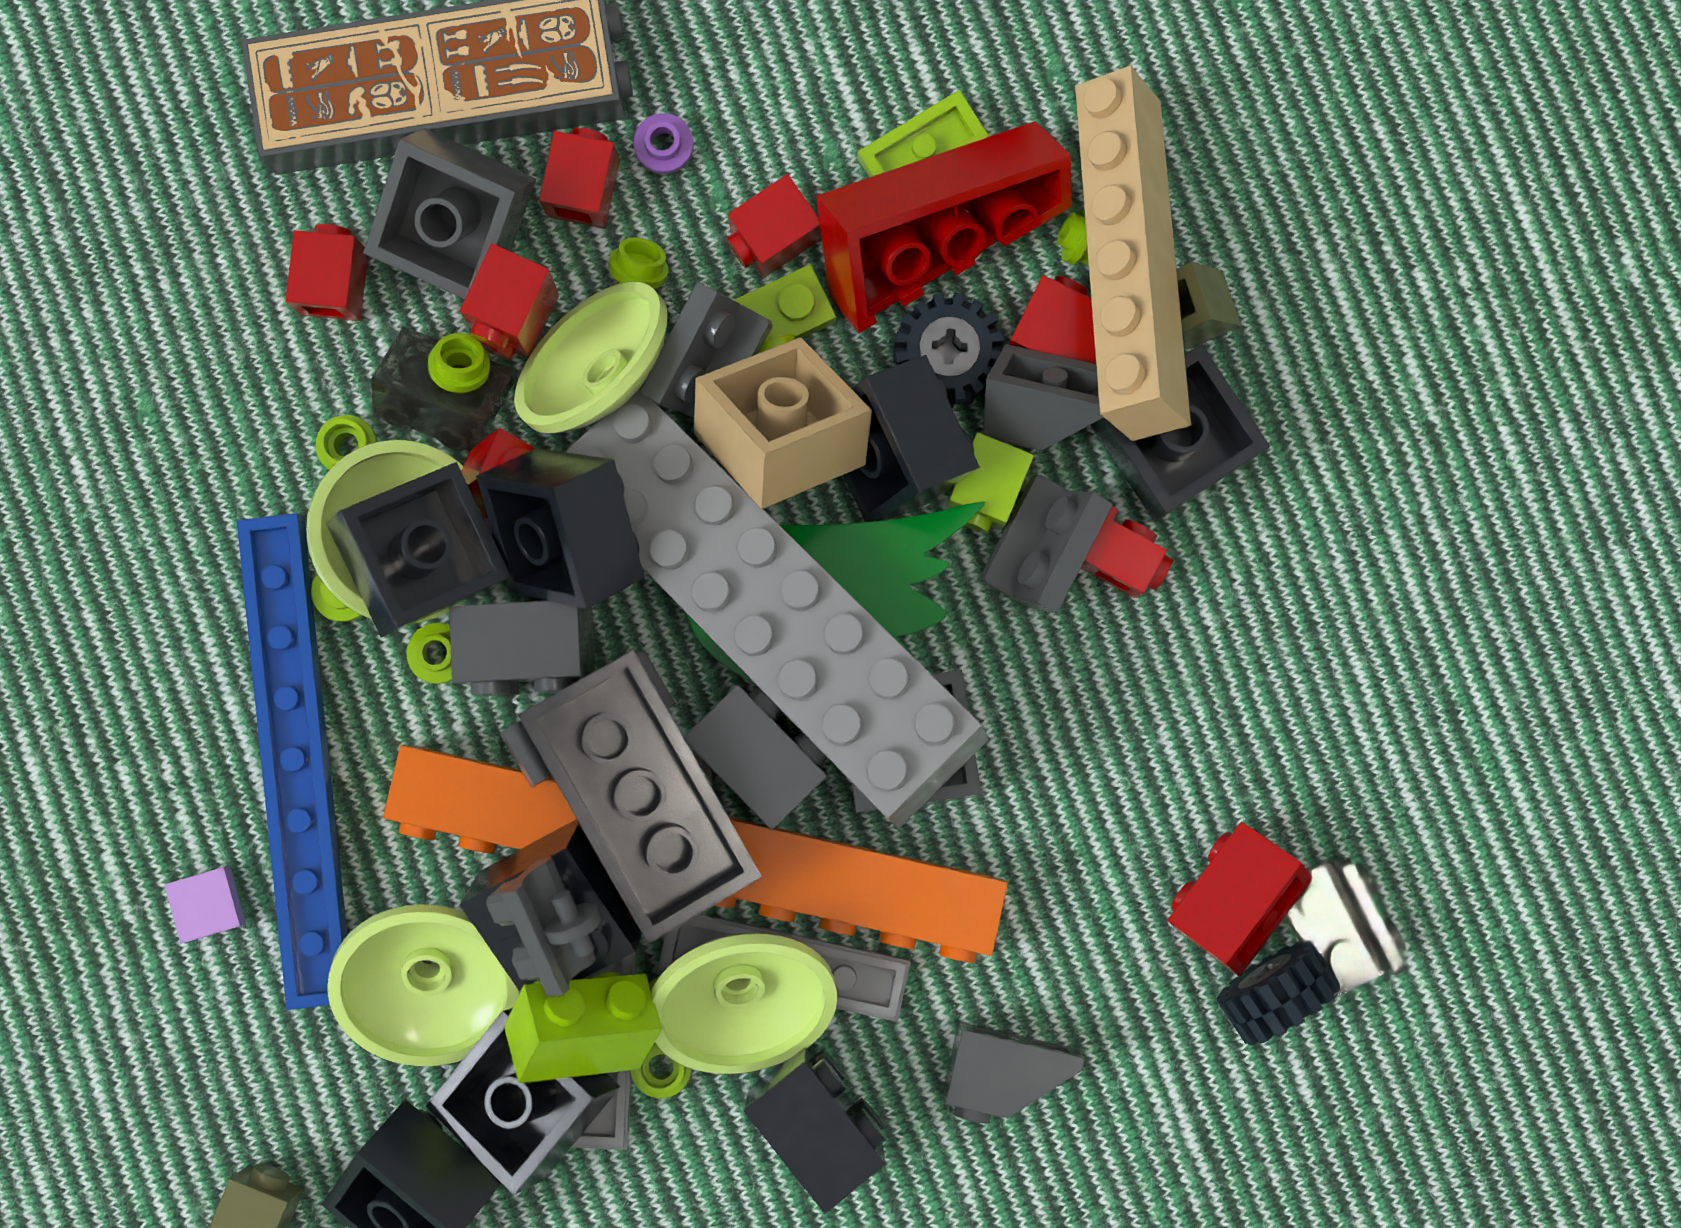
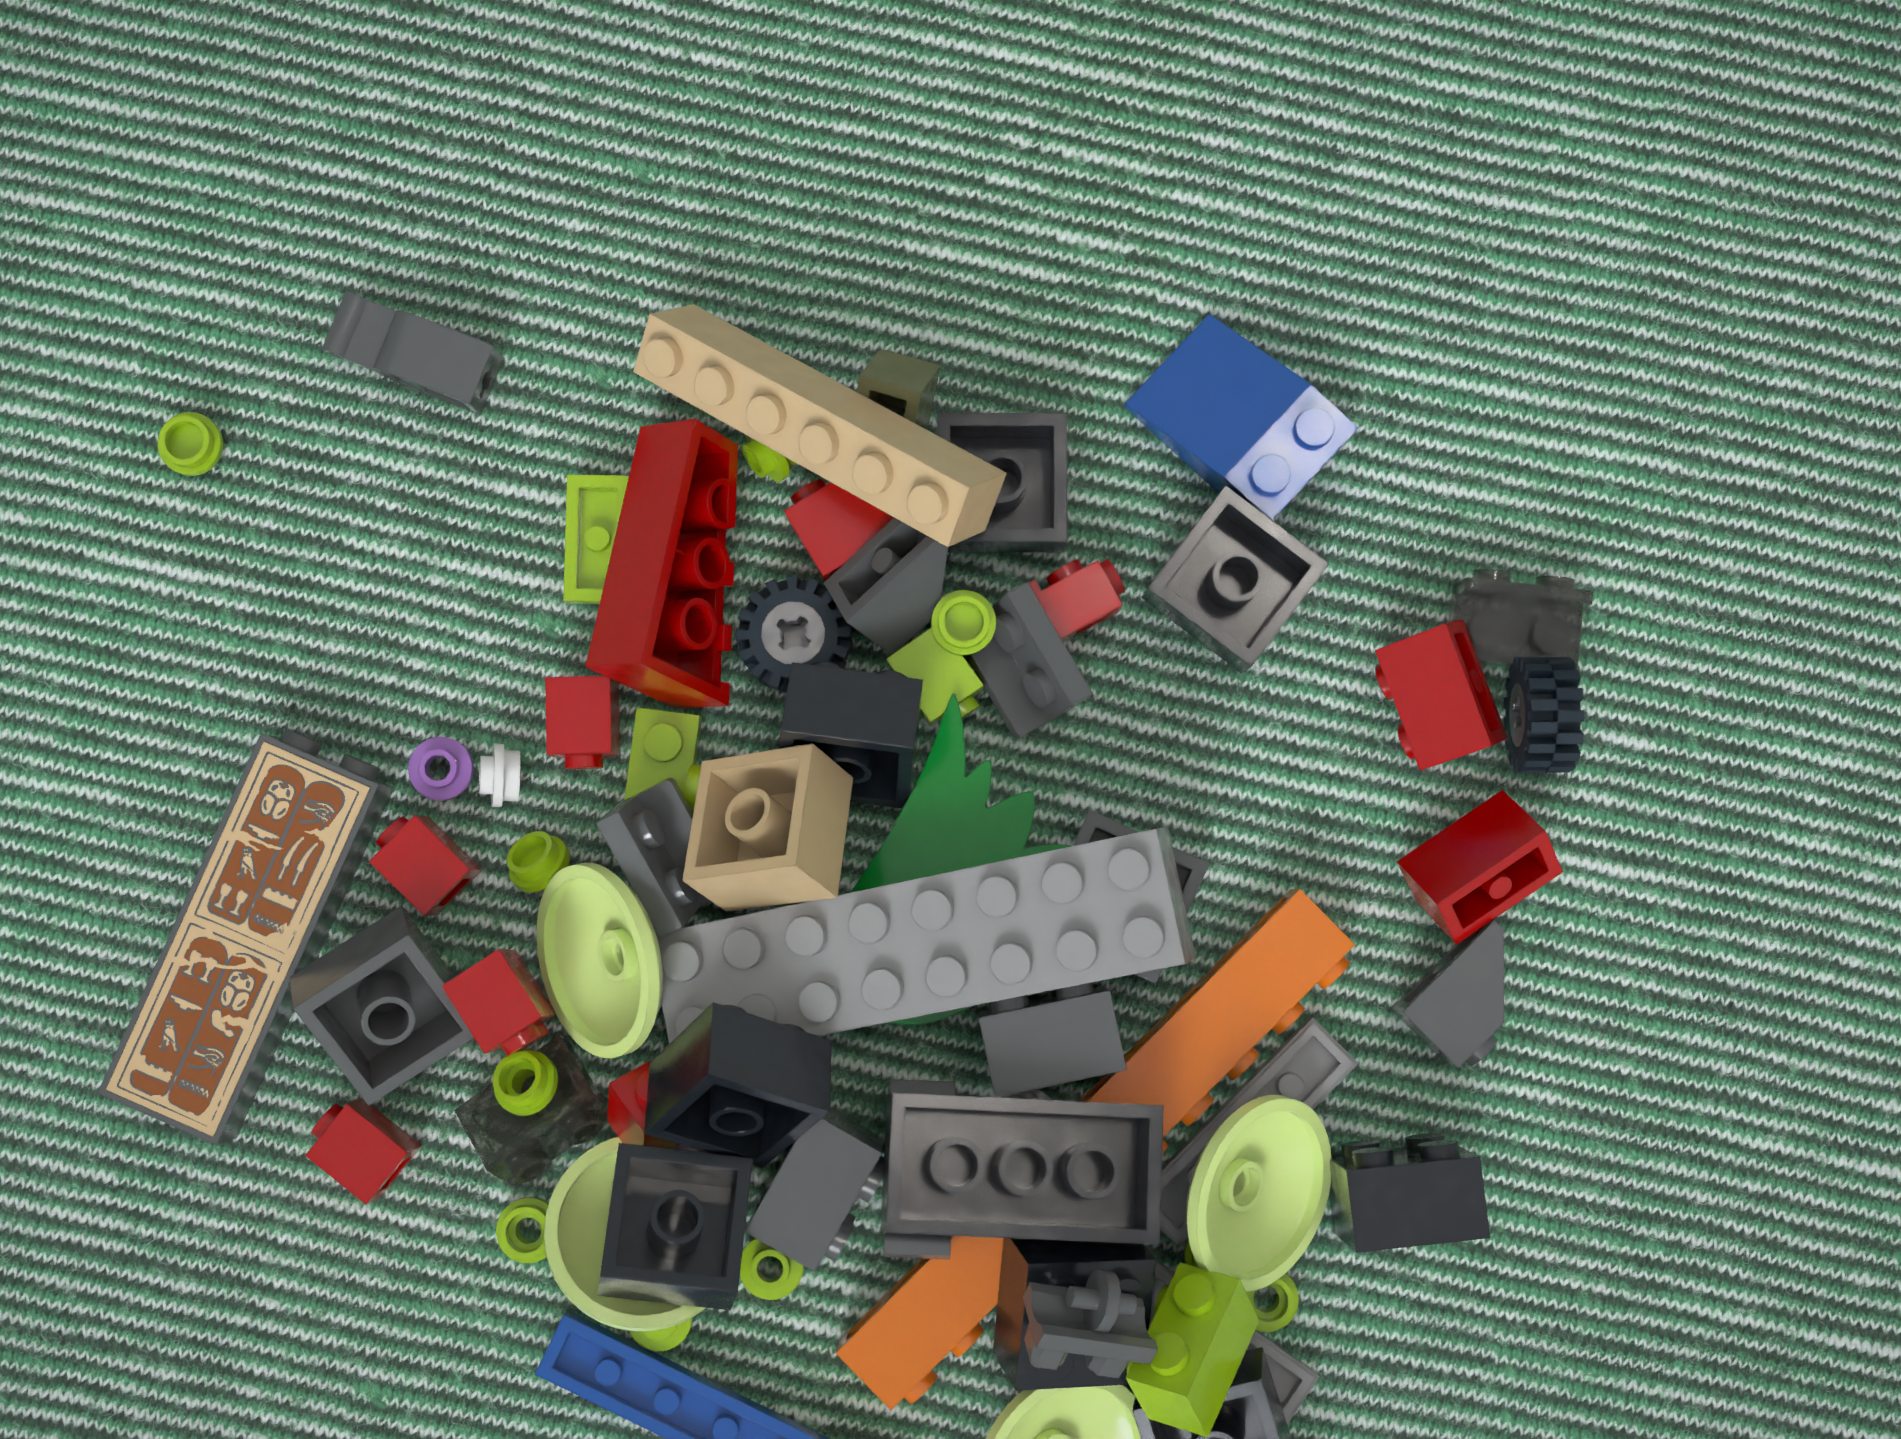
camera: 55 degrees left, 0 degrees up
(688, 192) = (500, 775): none -> white plate
(1046, 474) = (963, 622): none -> lime plate
(1121, 1019) = (1480, 866): none -> red brick
(1223, 670) = (1235, 580): none -> brick
(1355, 597) = (1240, 417): none -> blue slope

